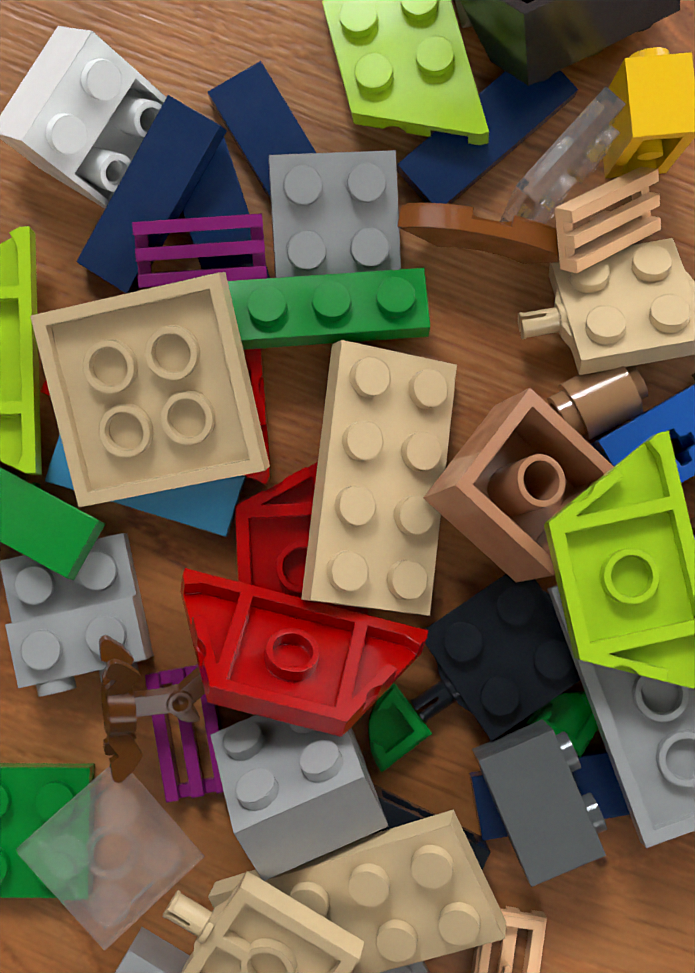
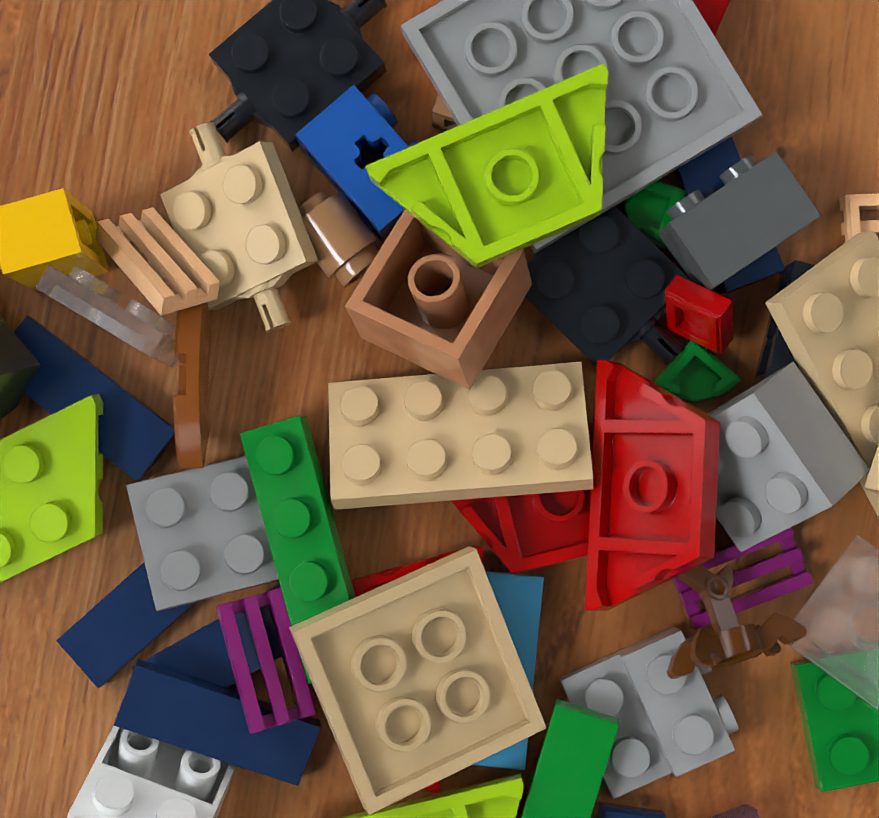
camera: 105 degrees left, 0 degrees up
(454, 743) = (699, 314): none -> red tile

